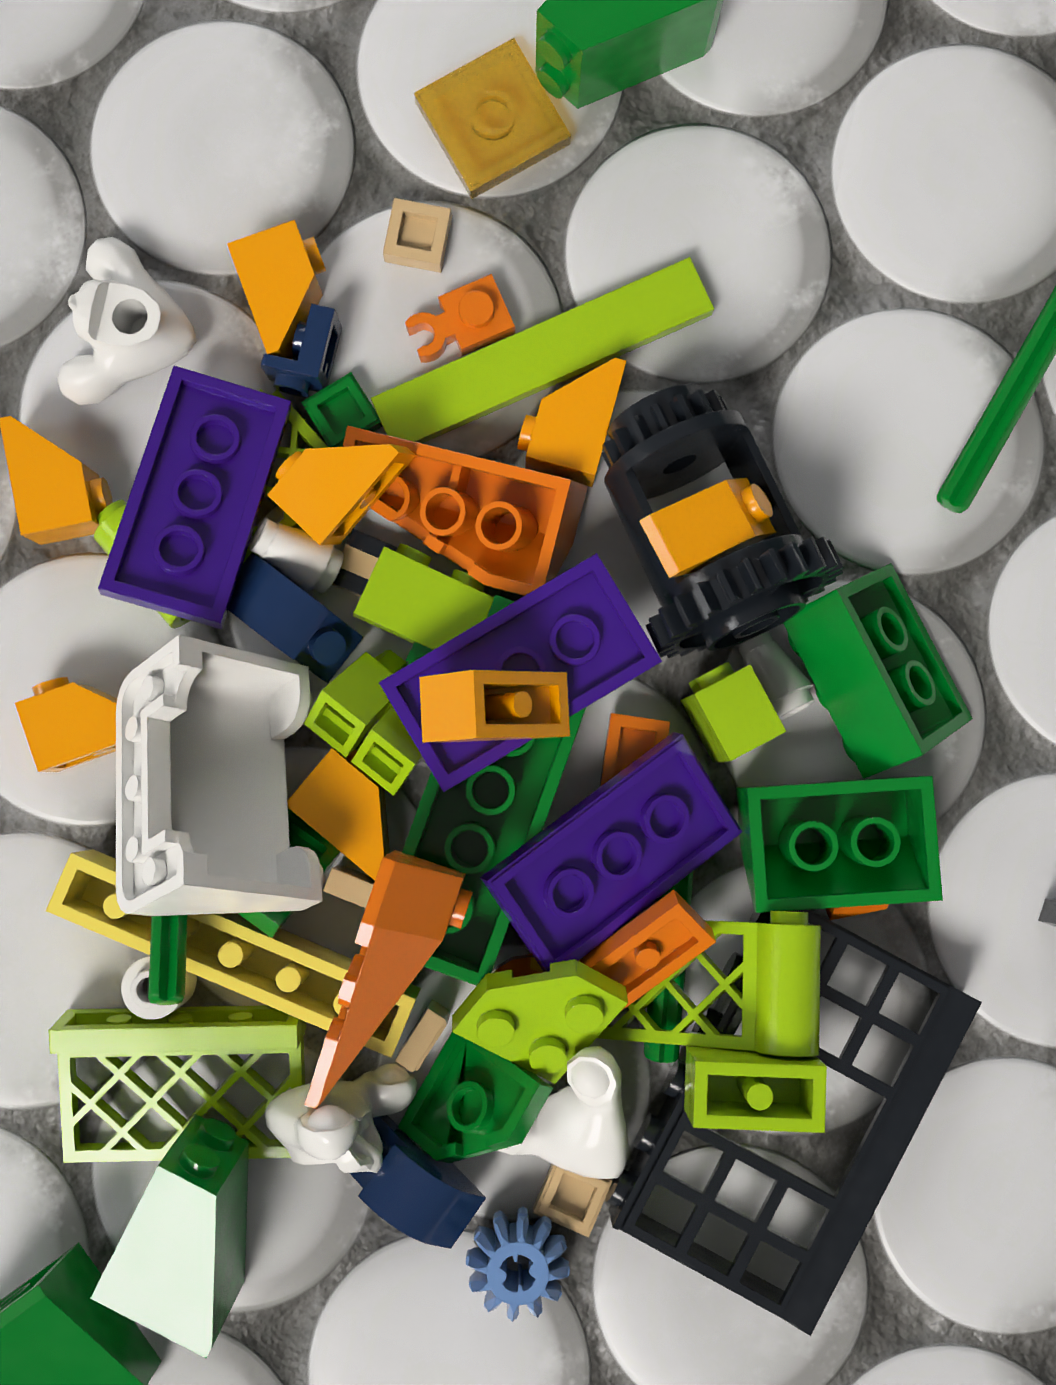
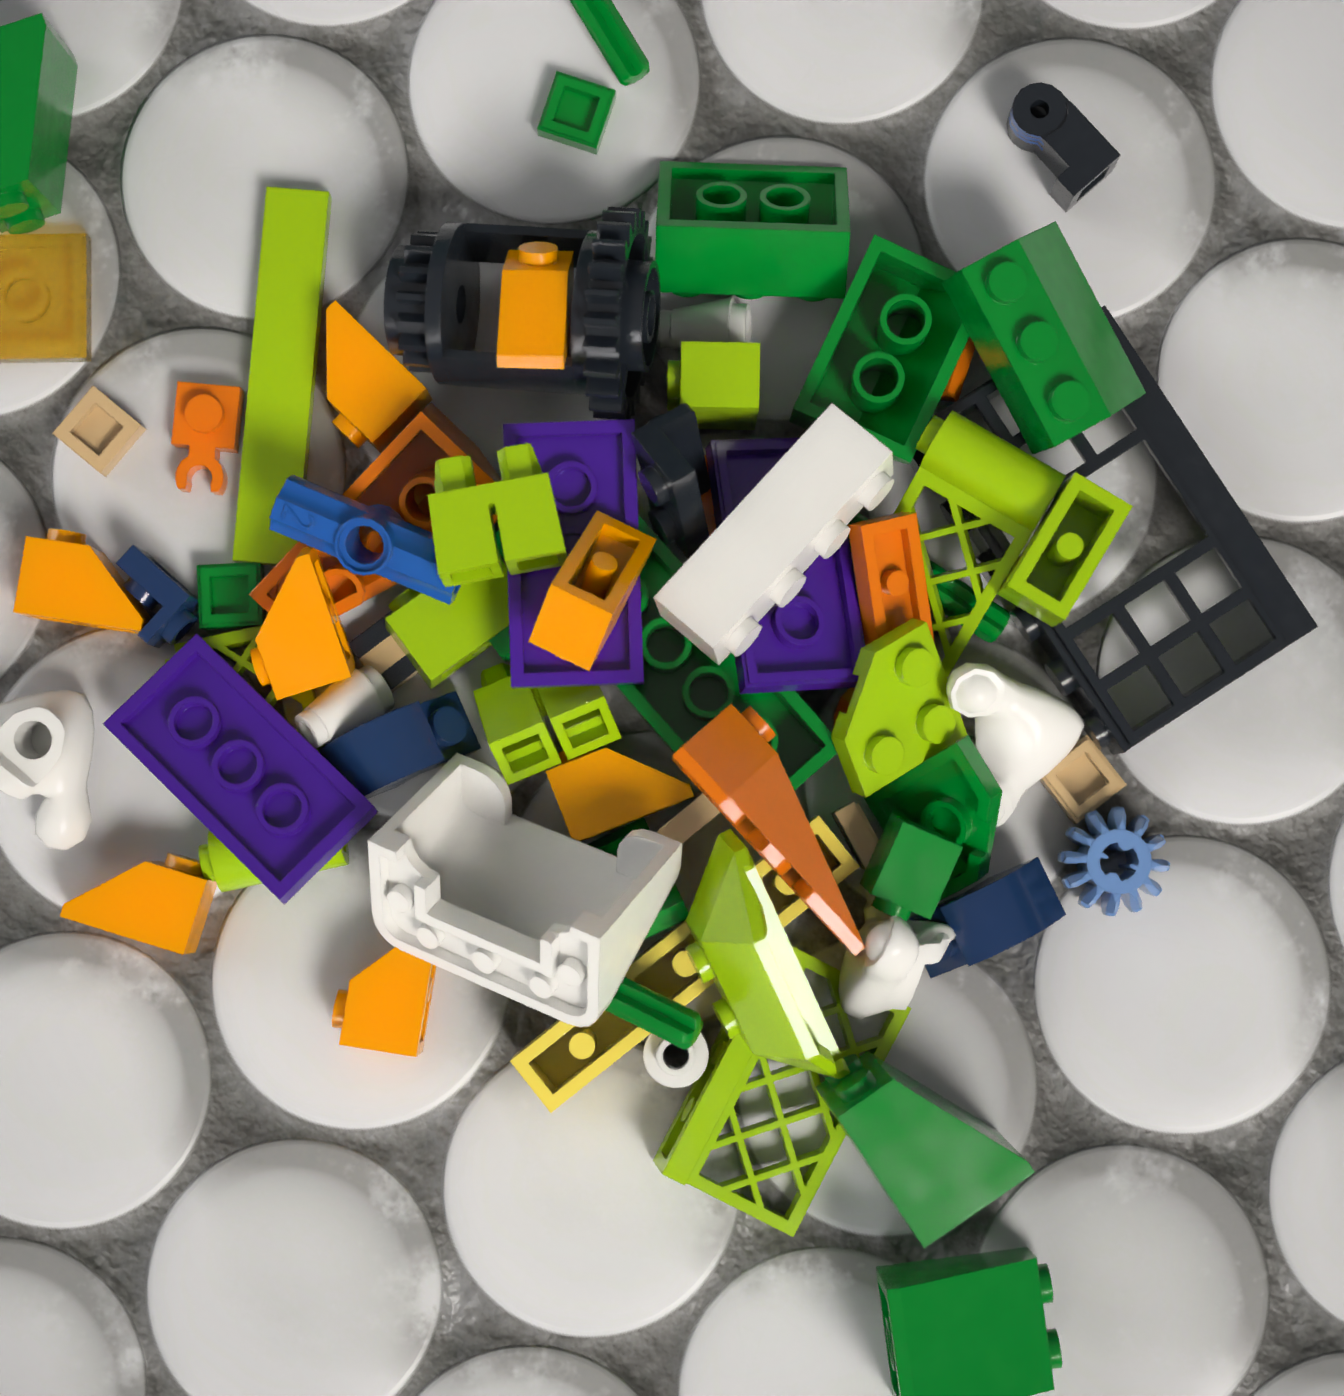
camera: 55 degrees left, 0 degrees up
(253, 1021) = (755, 966): none -> lime wedge
(412, 1102) = (909, 868): none -> green brick
(439, 460) = (333, 525): none -> blue piece
(493, 565) = (465, 511): none -> lime hips
(630, 836) = (776, 535): none -> white brick
(631, 720) = (674, 477): none -> black bracket
(892, 473) = (576, 112): none -> green tile
(923, 971) = (1044, 338): none -> green slope

